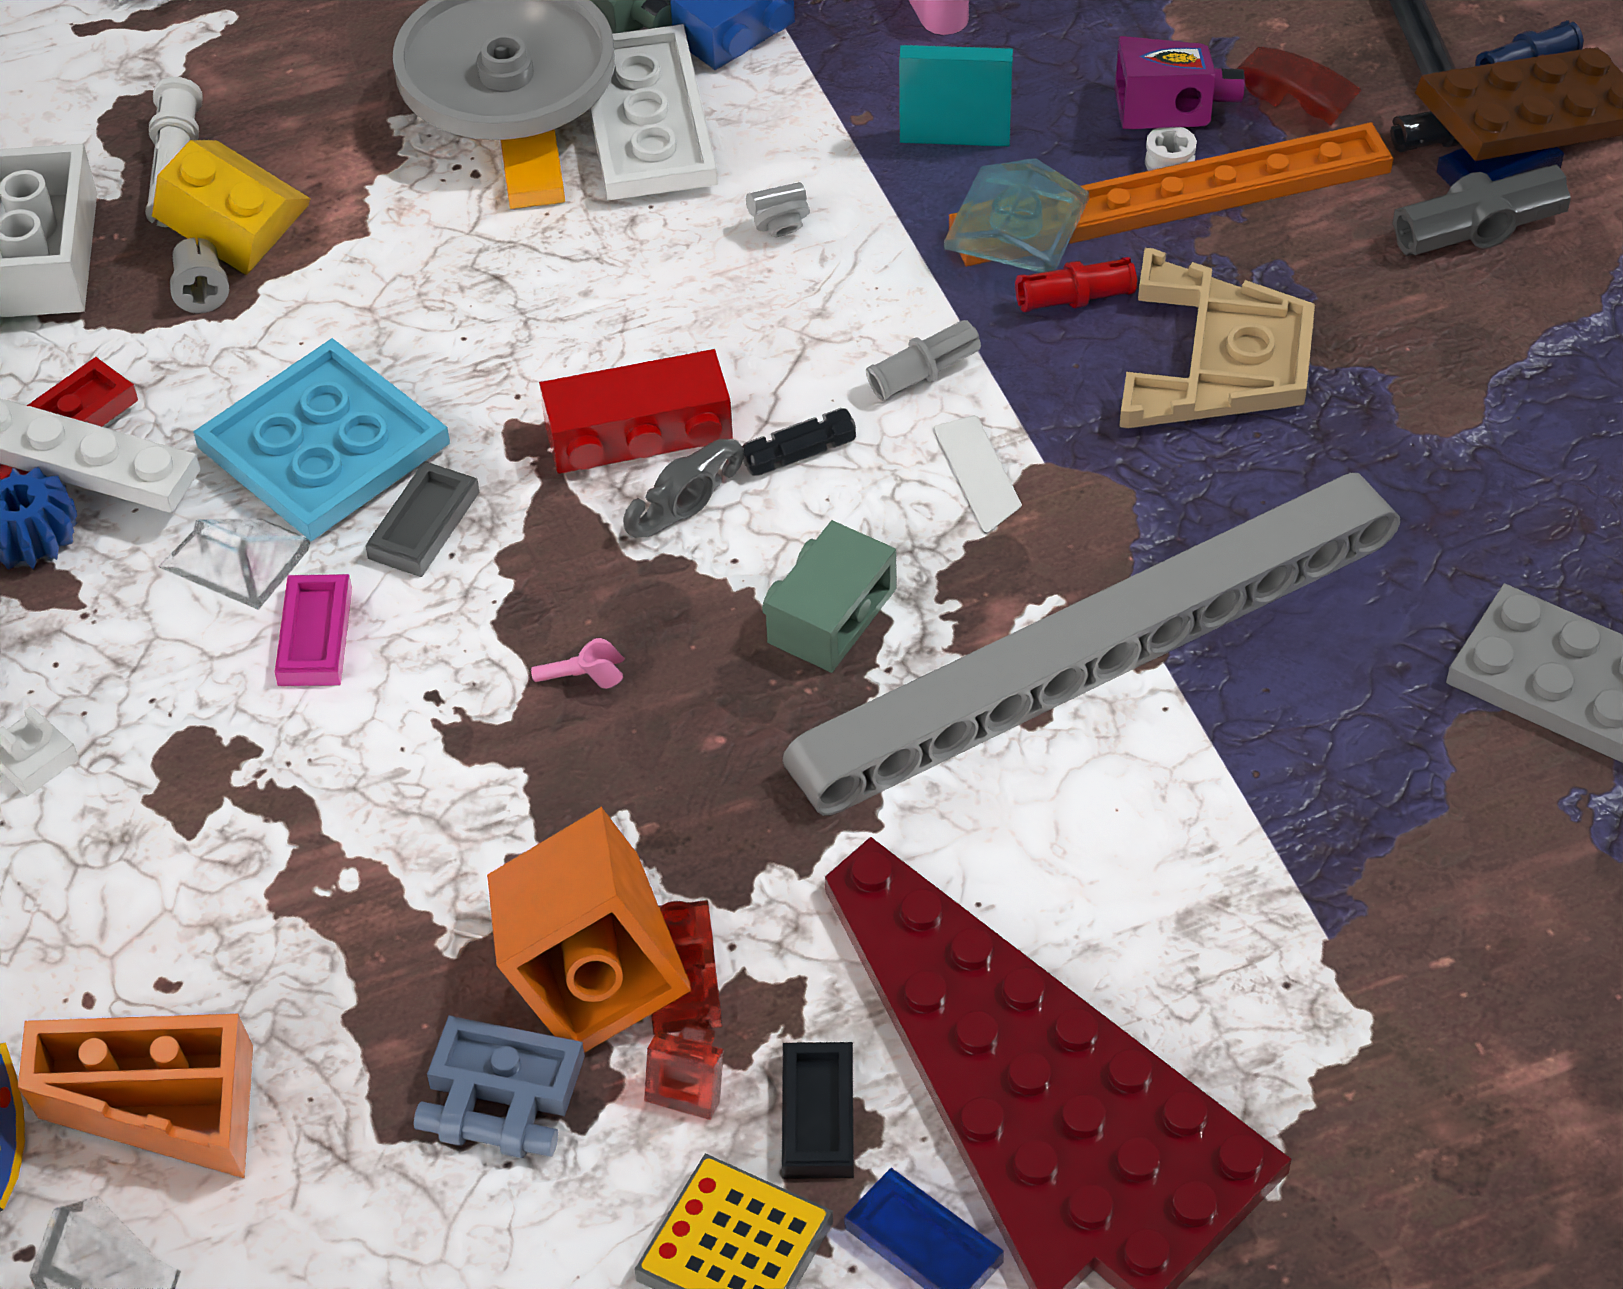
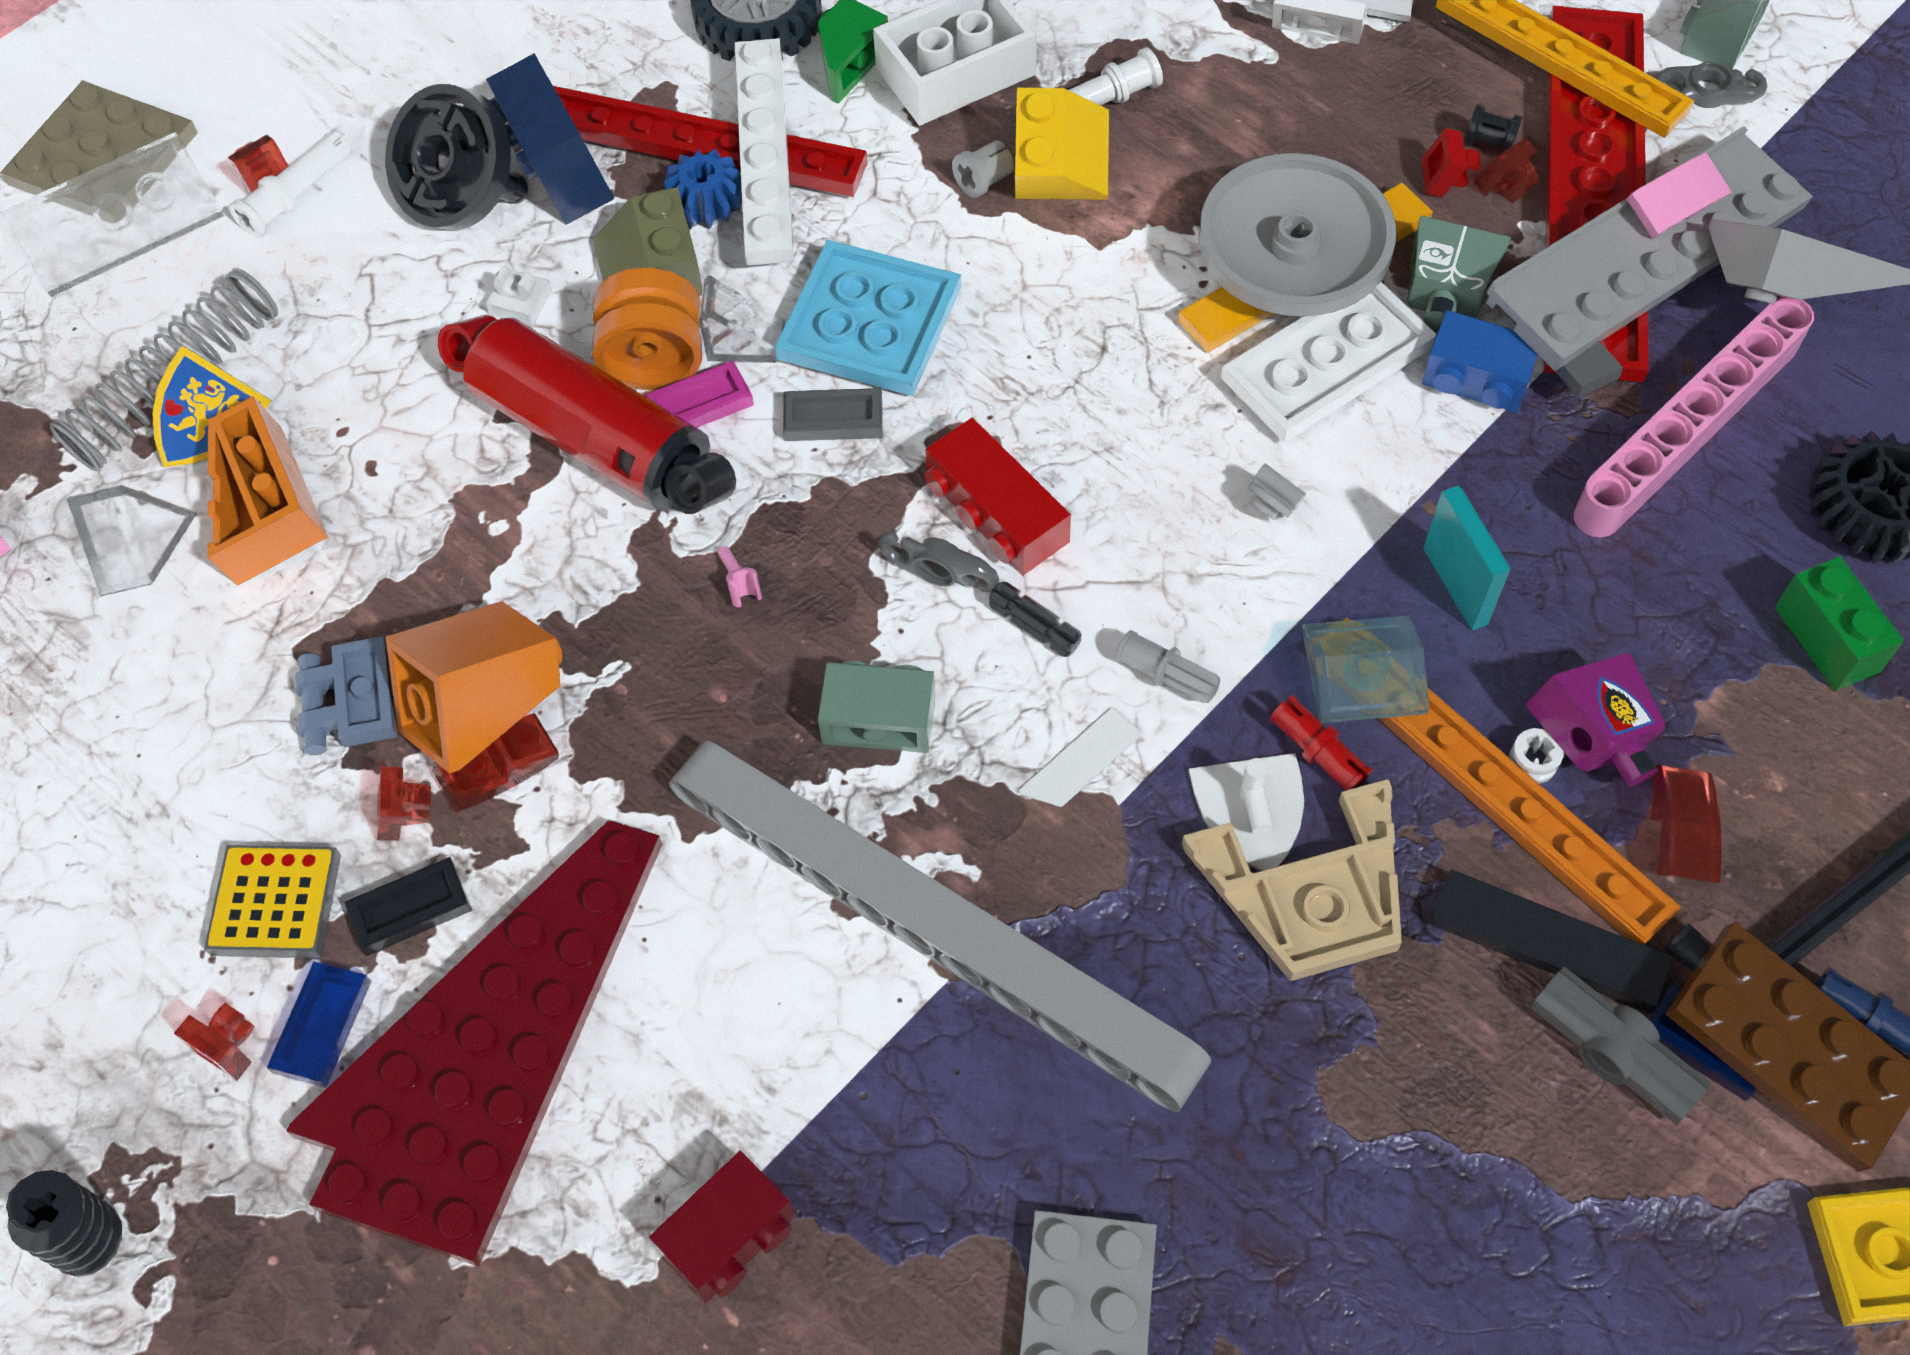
camera: 65 degrees right, 10 degrees up
(77, 598) = (649, 233): none -> olive slope
(210, 614) = (647, 328): none -> orange wheel
(274, 717) = (587, 413): none -> red piece
(1093, 361) = (1259, 799): none -> white shield
(1351, 219) = (1551, 940): none -> black tile
(1357, 918) = (724, 1228): none -> dark red brick

